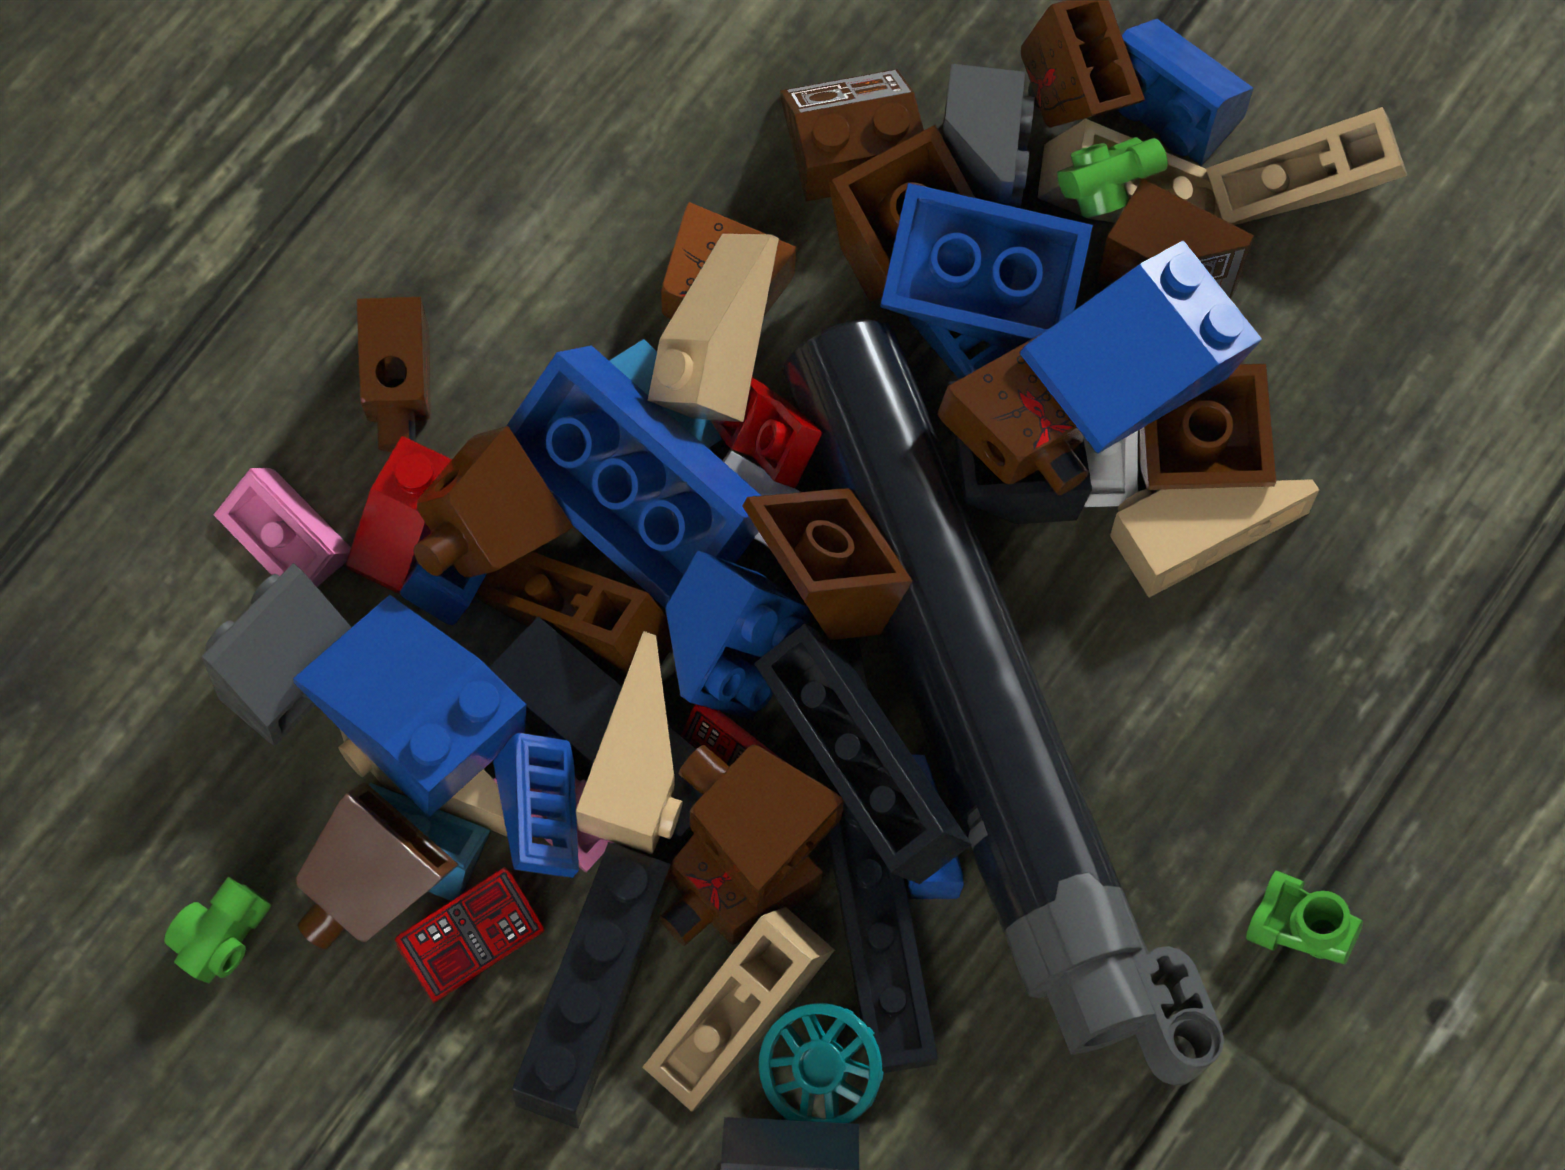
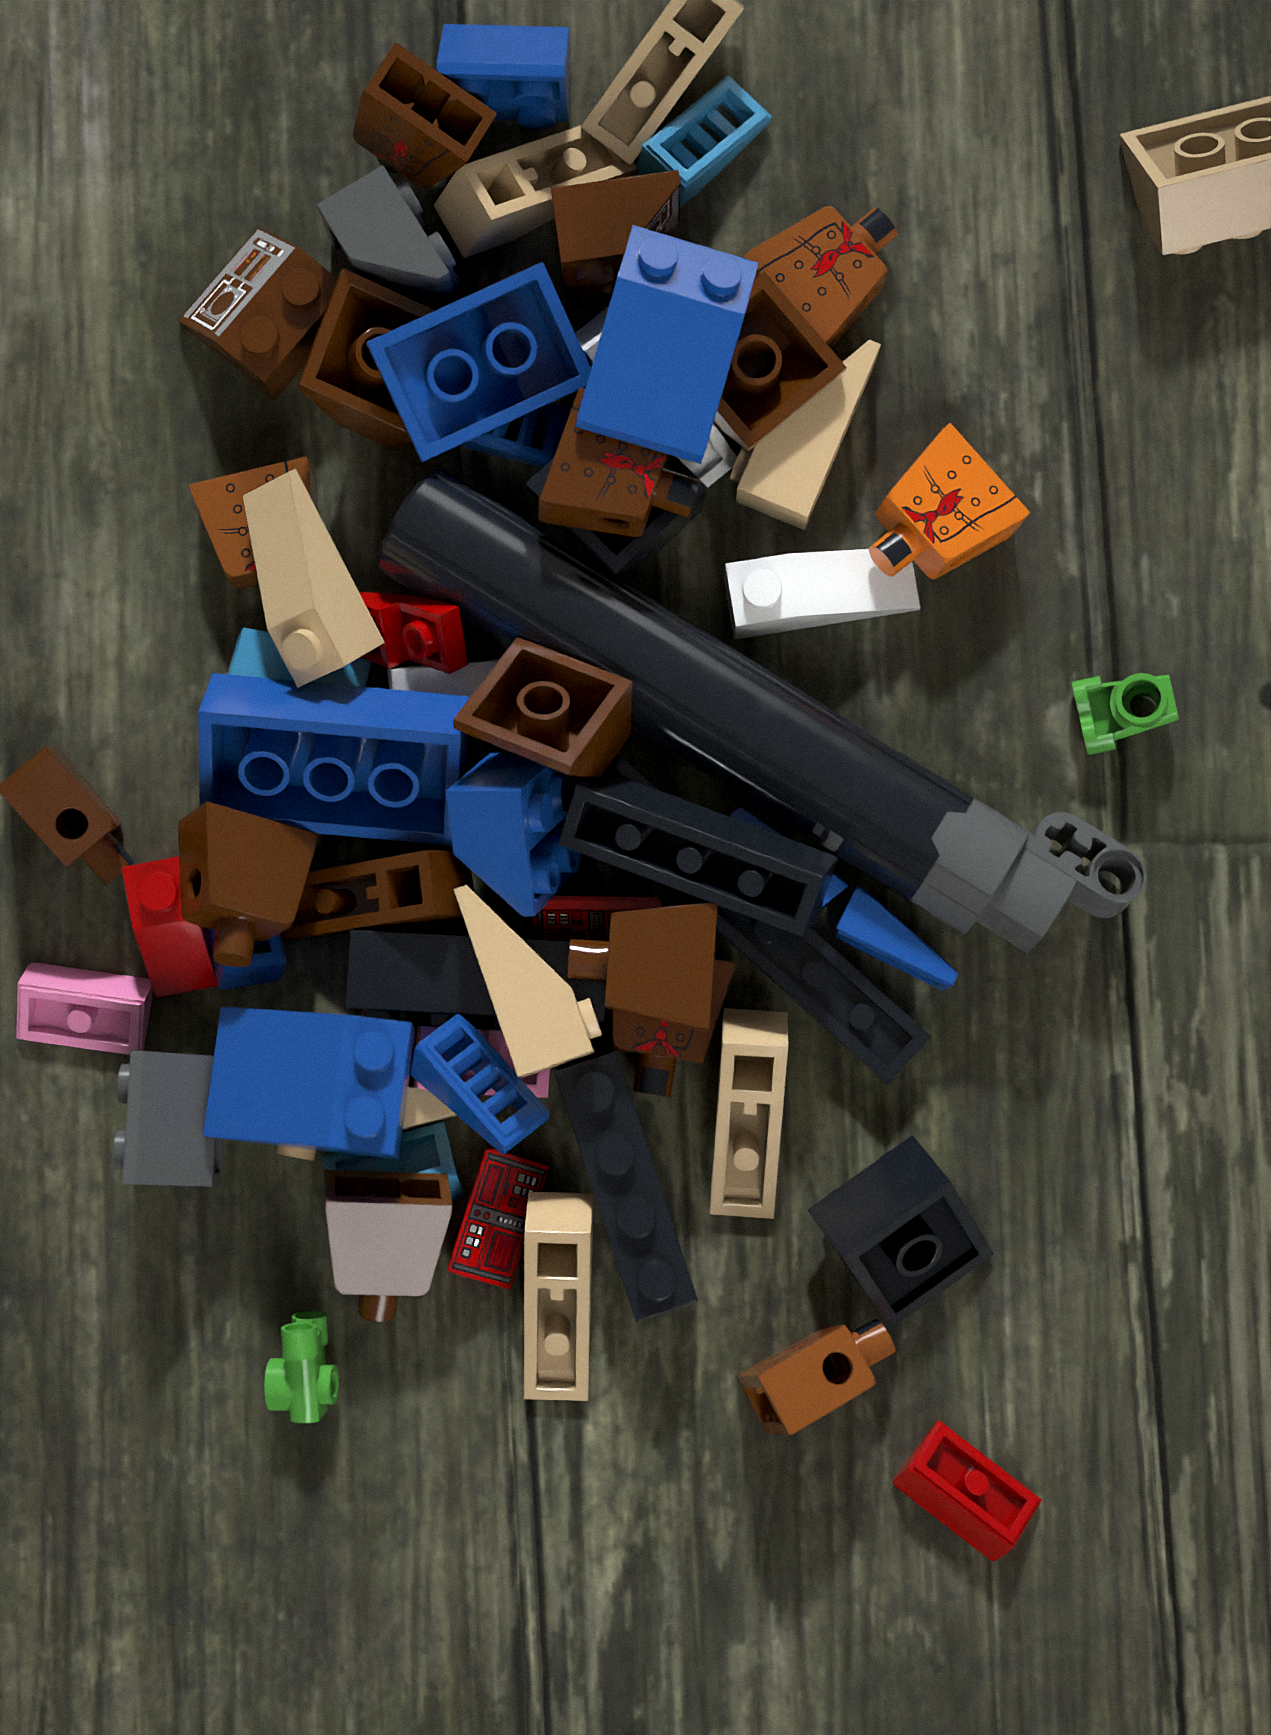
camera: 30 degrees left, 15 degrees up
(466, 1031) = (557, 1295): none -> tan slope
(821, 1064) = (847, 1111): teal wheel -> none
(960, 948) = (880, 934): none -> blue slope
(1101, 173) = (513, 205): bright green plate -> none
(1121, 643) = (813, 591): none -> white slope
(1268, 268) = (666, 152): none -> dark azure slope
(1274, 657) = (945, 510): none -> orange torso
(1321, 409) = (828, 267): none -> dark orange torso

